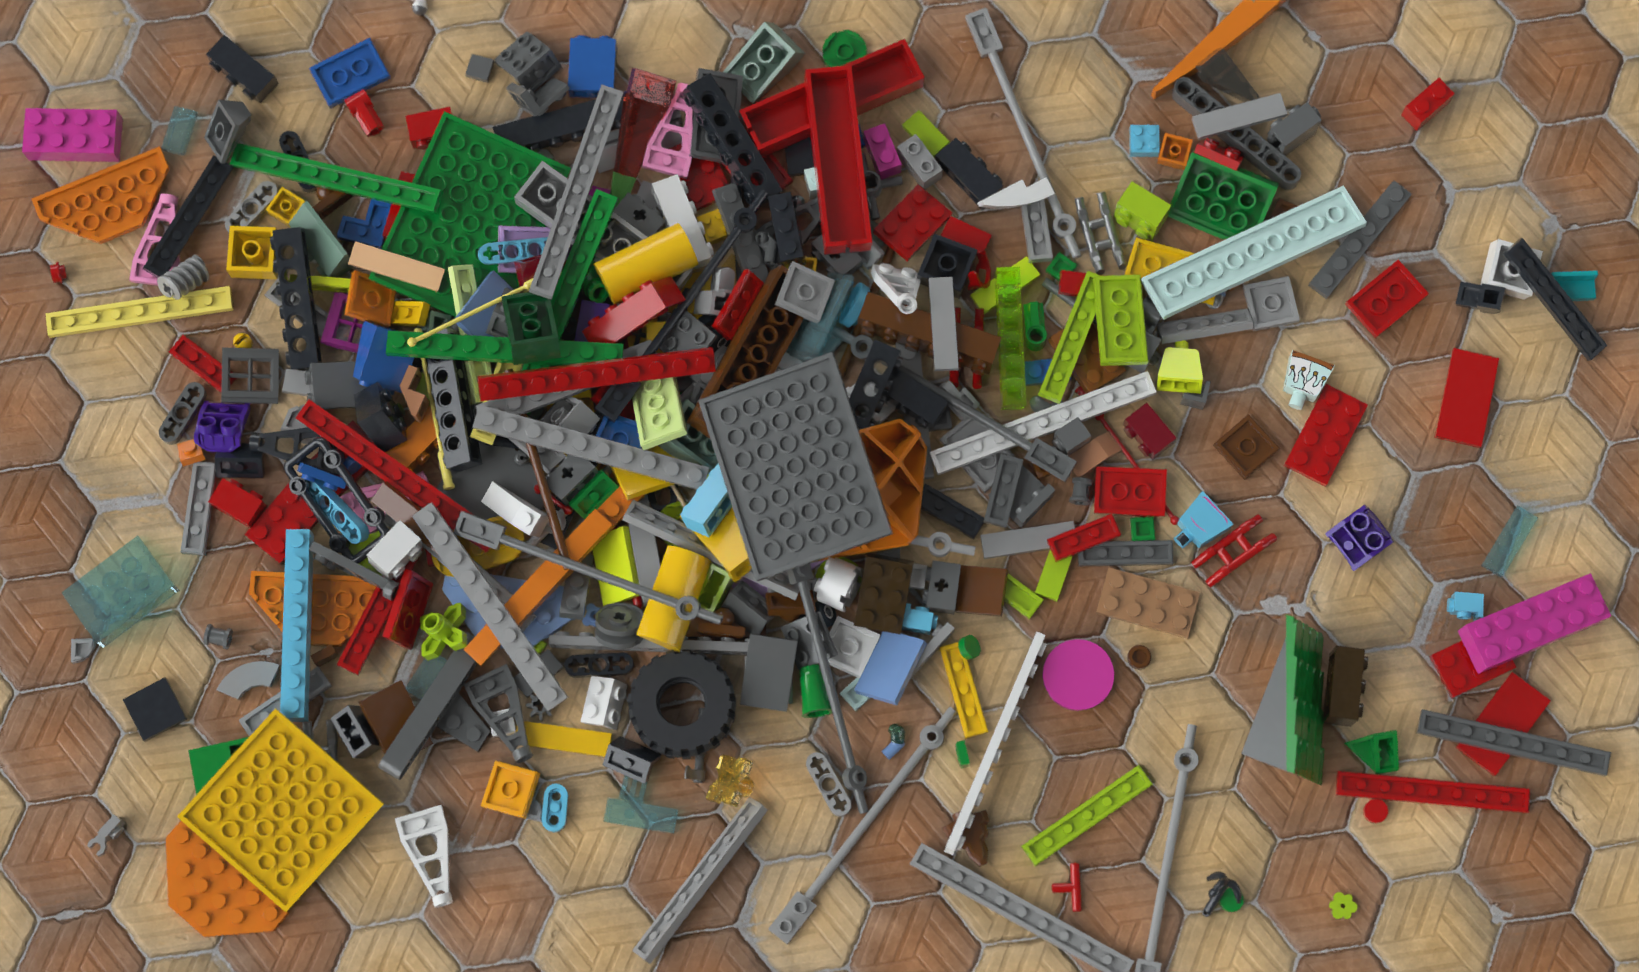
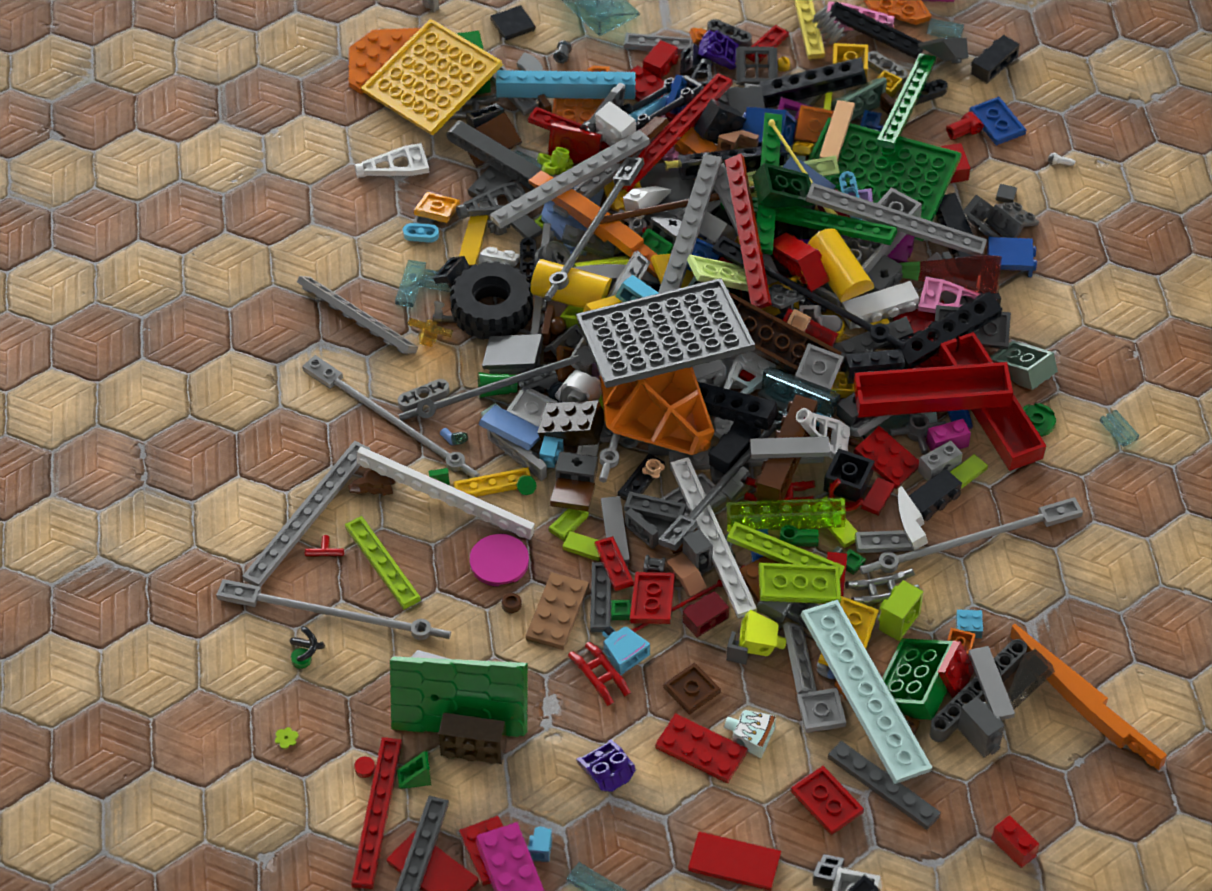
camera: 90 degrees right, 25 degrees down
(734, 315) = (799, 320): none -> light nougat tile
(944, 501) = (653, 468): none -> light nougat plate

